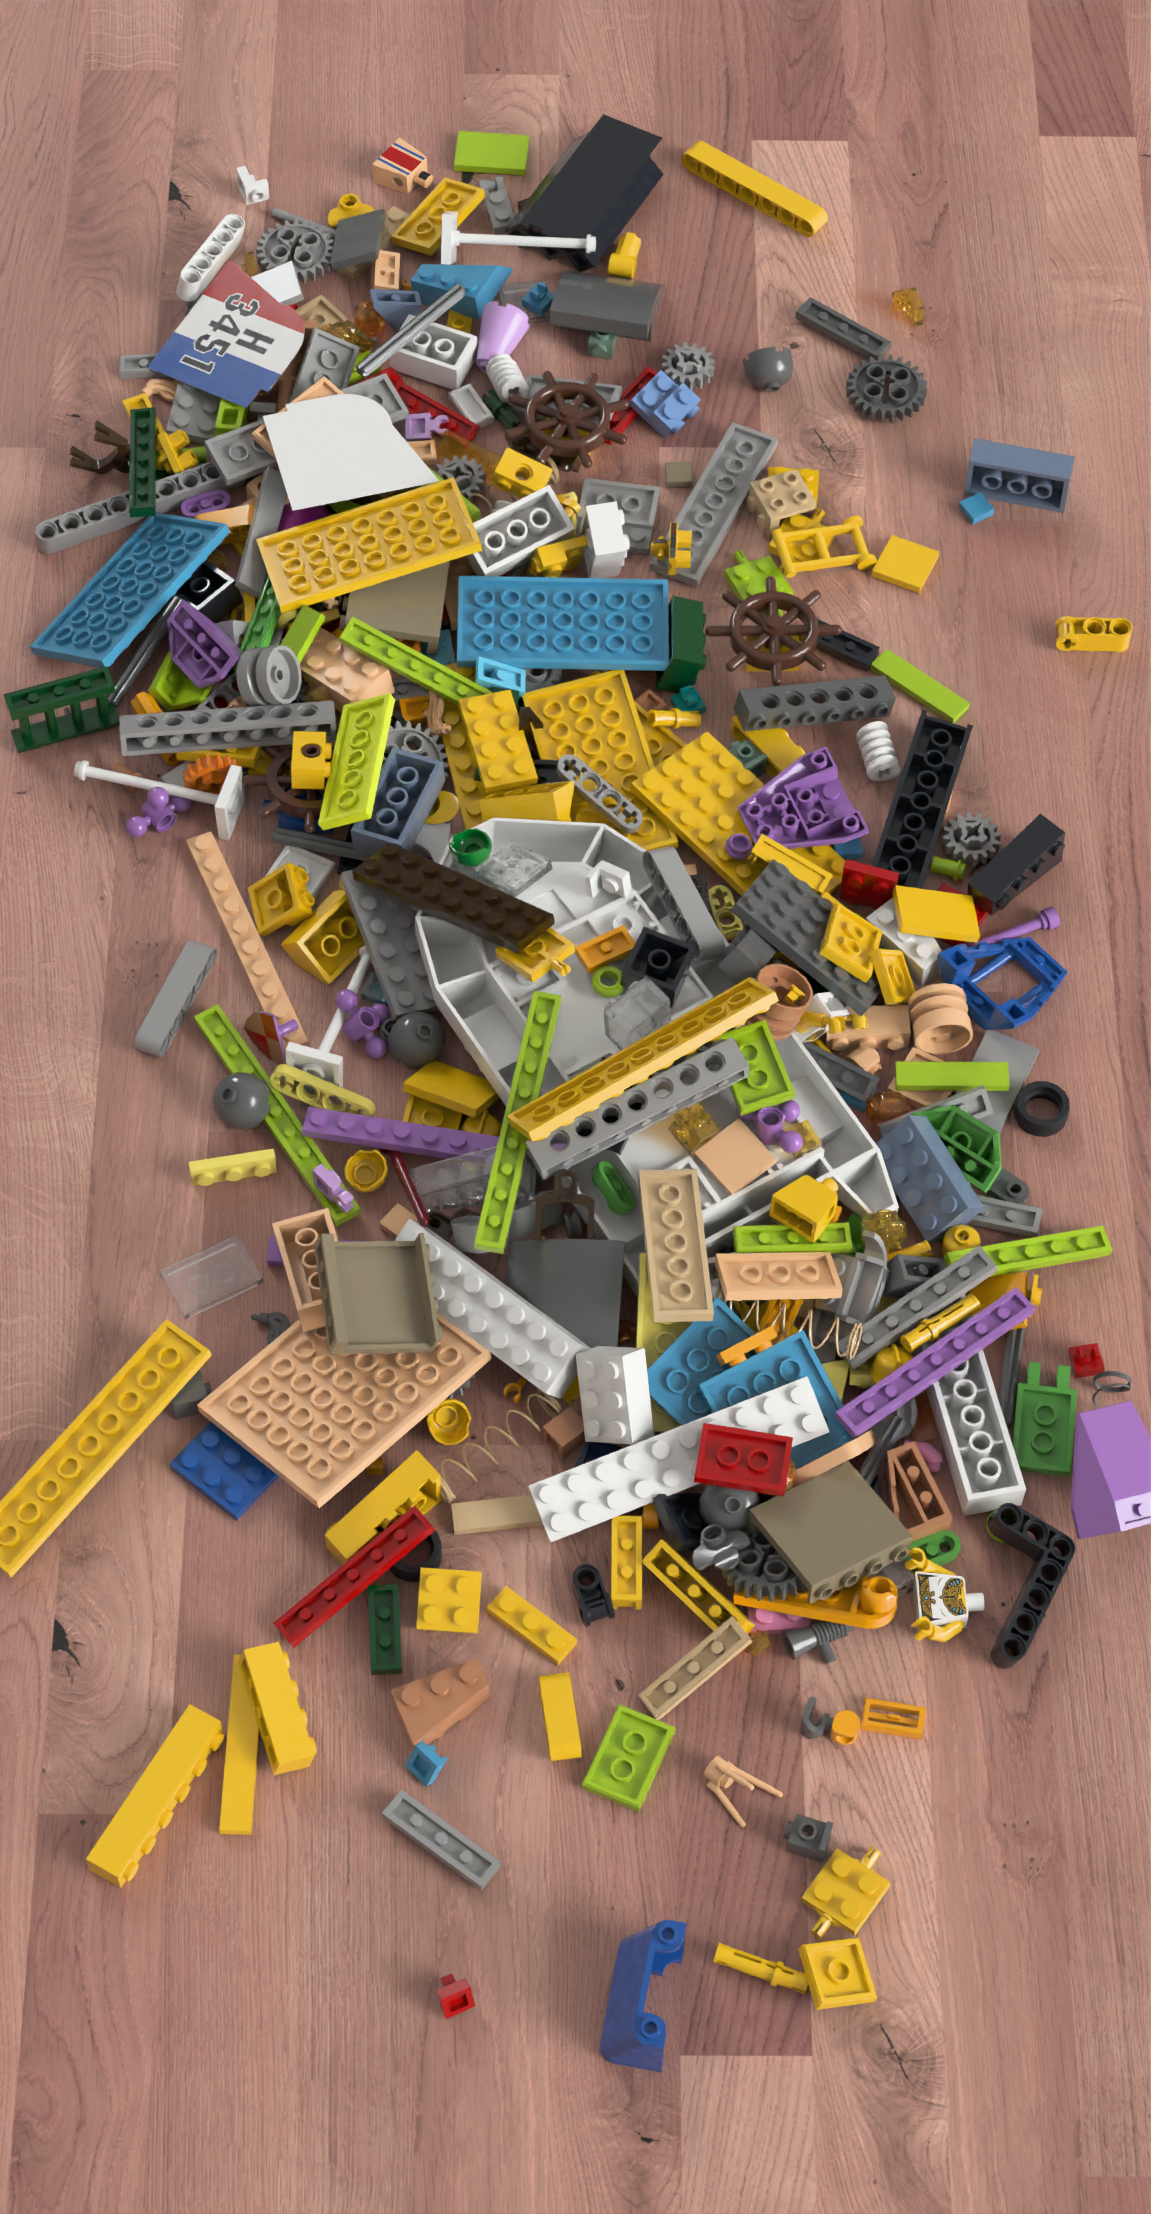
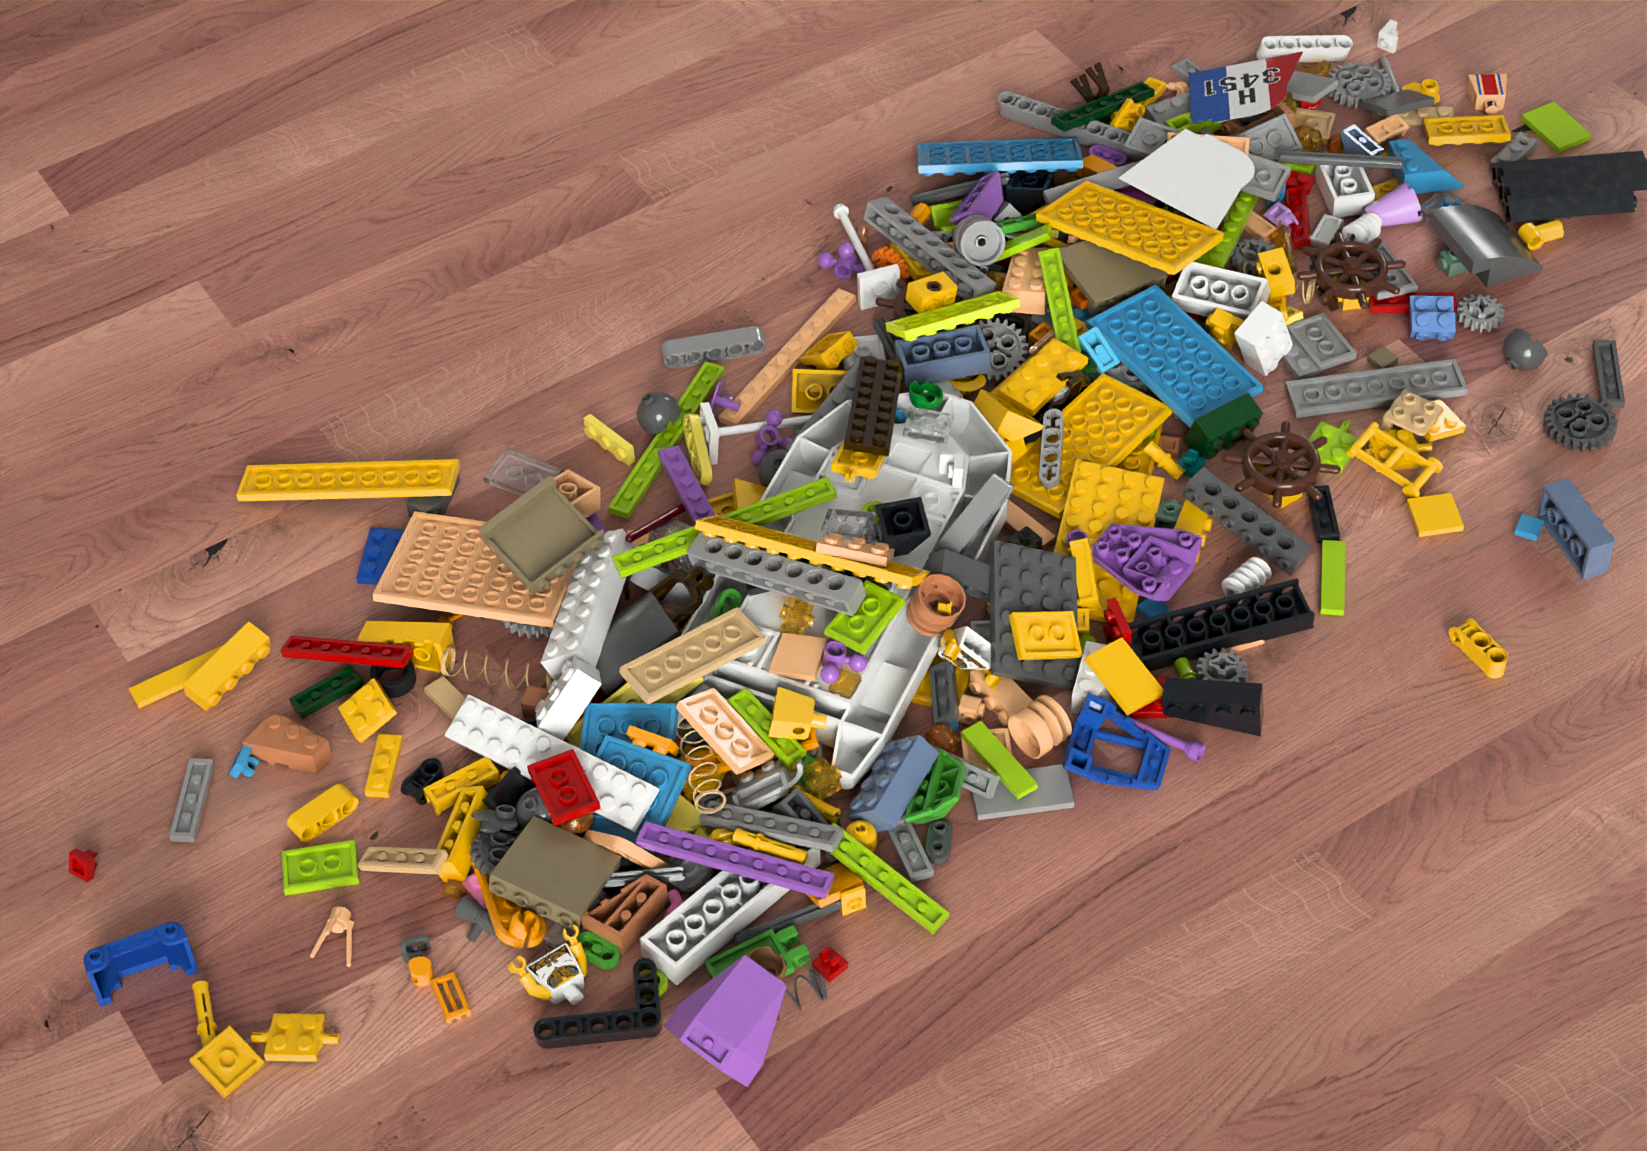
camera: 60 degrees right, 10 degrees down
(58, 694) = (877, 162): dark green fence -> none
(155, 1796) = (131, 644): yellow brick -> none
(329, 1184) = (627, 485): lavender plate -> none
(366, 1171) = (658, 501): yellow hair -> none
(449, 1422) = (499, 639): yellow hair -> none
(452, 238) = (1444, 140): white tile -> none
(605, 949) = (889, 492): light orange plate -> none
(677, 558) = (1303, 380): yellow hips -> none
(680, 1020) = (855, 549): none -> light nougat plate
(808, 1846) = (321, 989): dark grey brick -> none
(892, 976) = (1046, 676): yellow tile -> none
(1037, 1126) = (1023, 814): black tyre -> none
(1068, 1406) = (770, 961): none -> medium nougat hair

